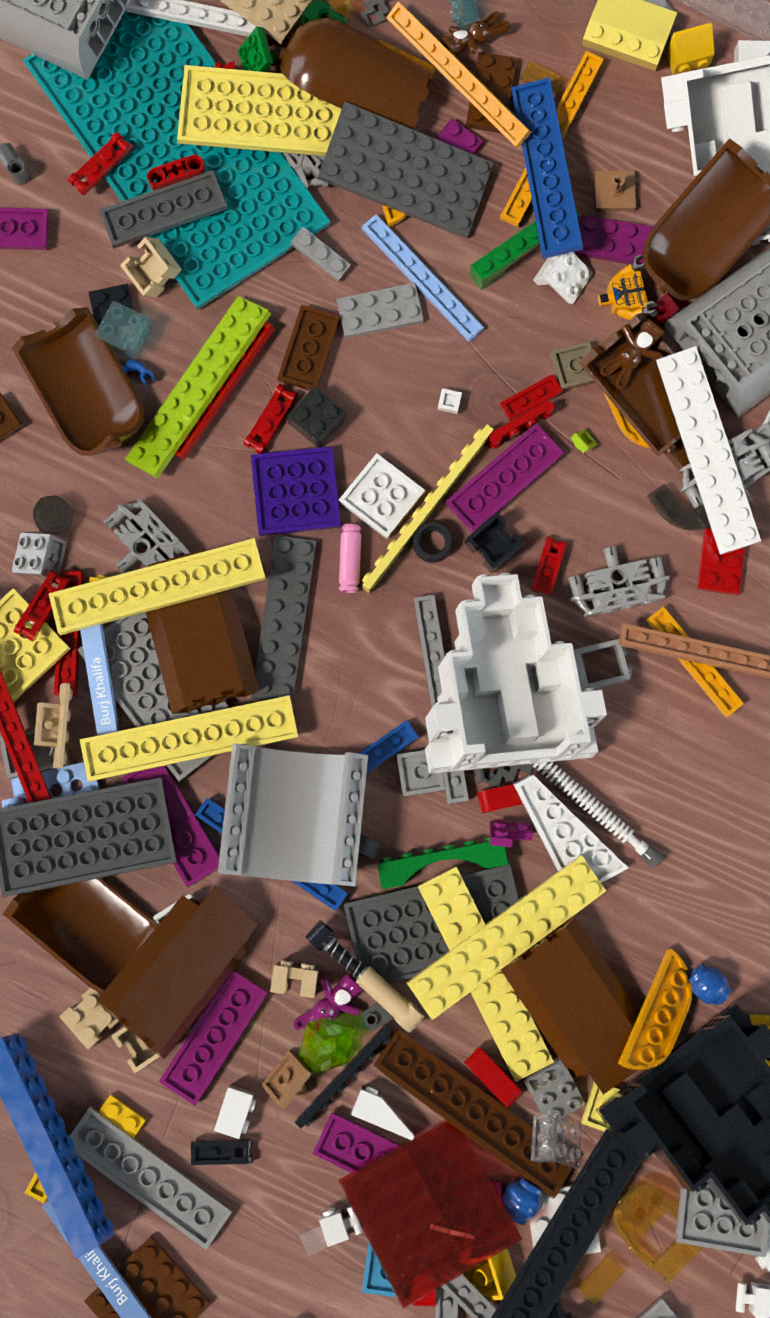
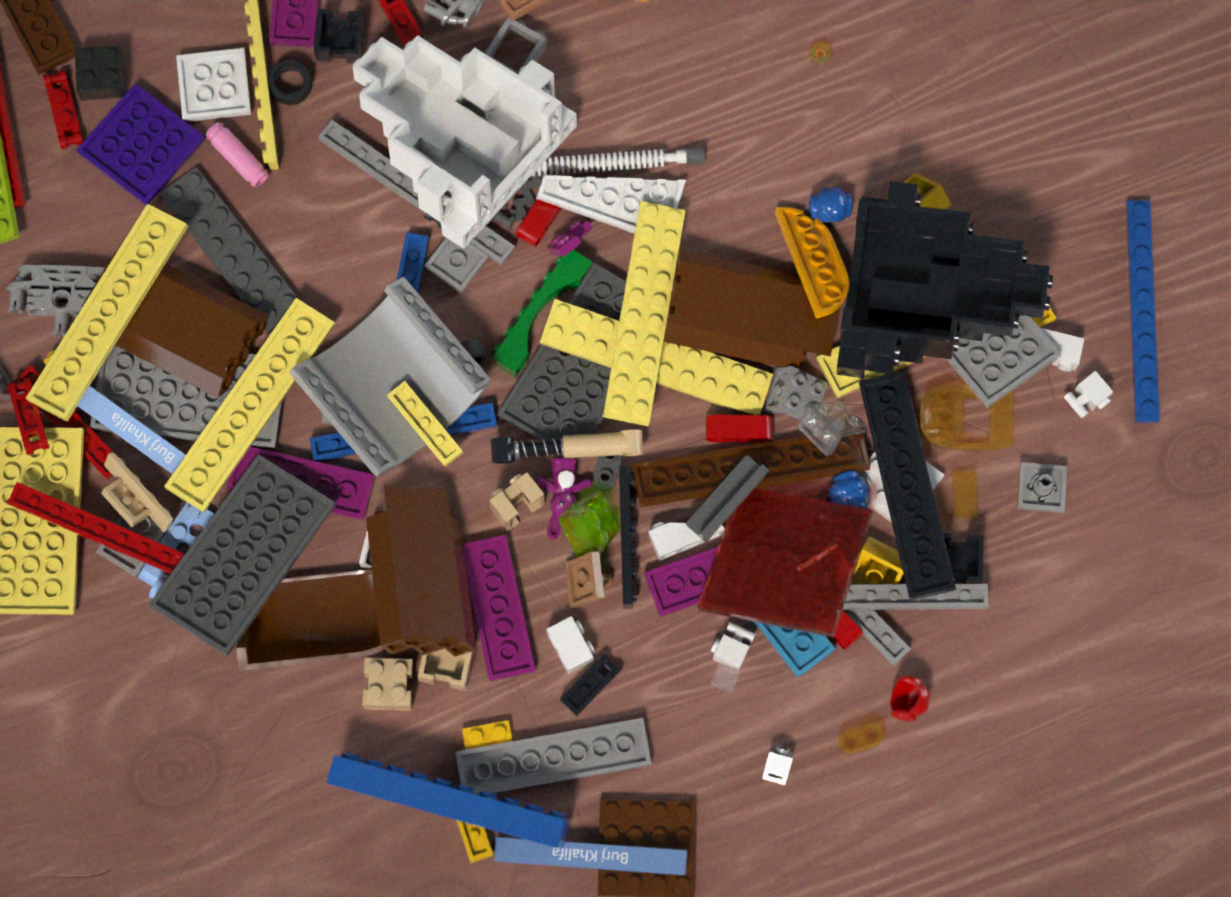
camera: 45 degrees left, 5 degrees down
(287, 866) = (424, 424): none -> light yellow plate
(434, 1123) = (726, 498): none -> dark grey panel

